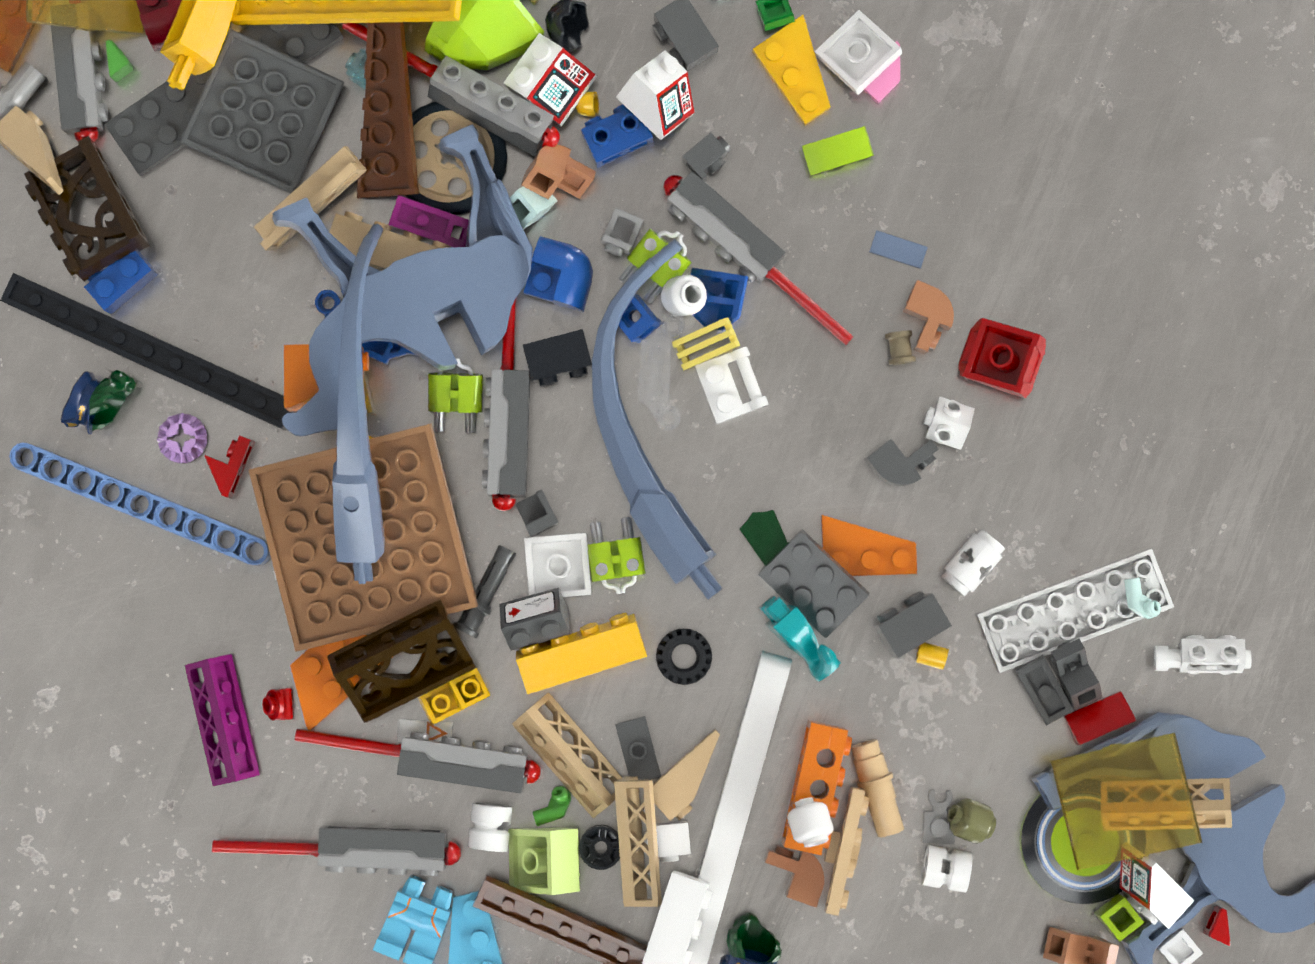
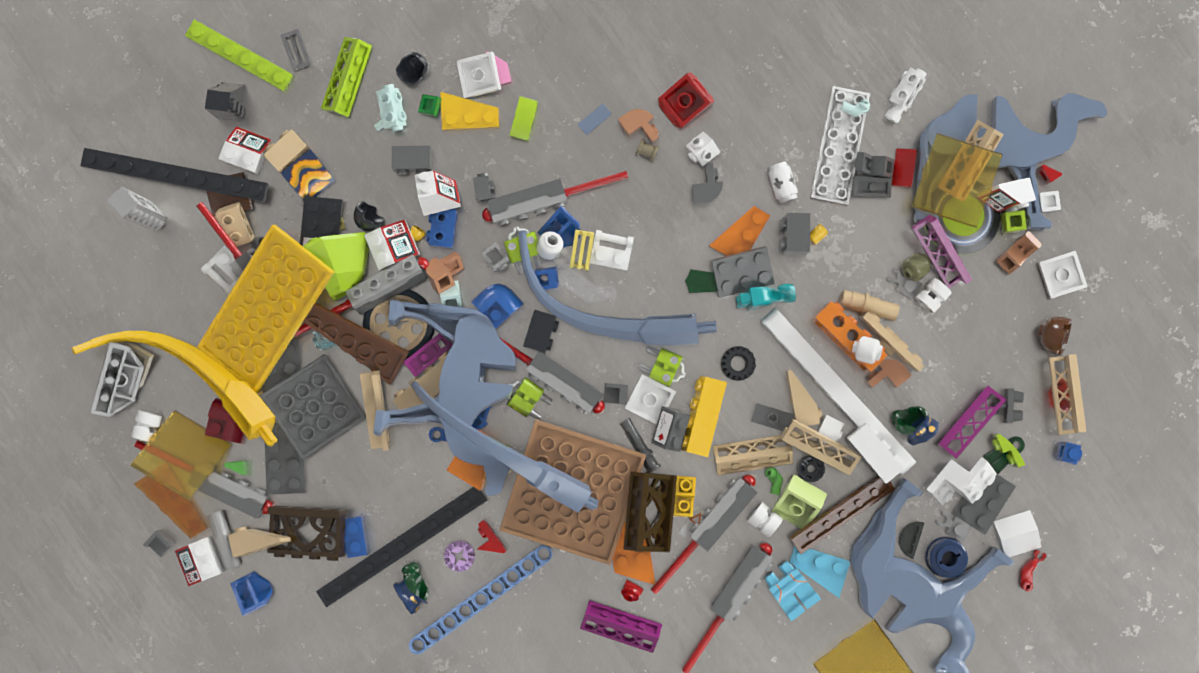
camera: 55 degrees left, 0 degrees up
(1021, 850) = (947, 248): none -> fence

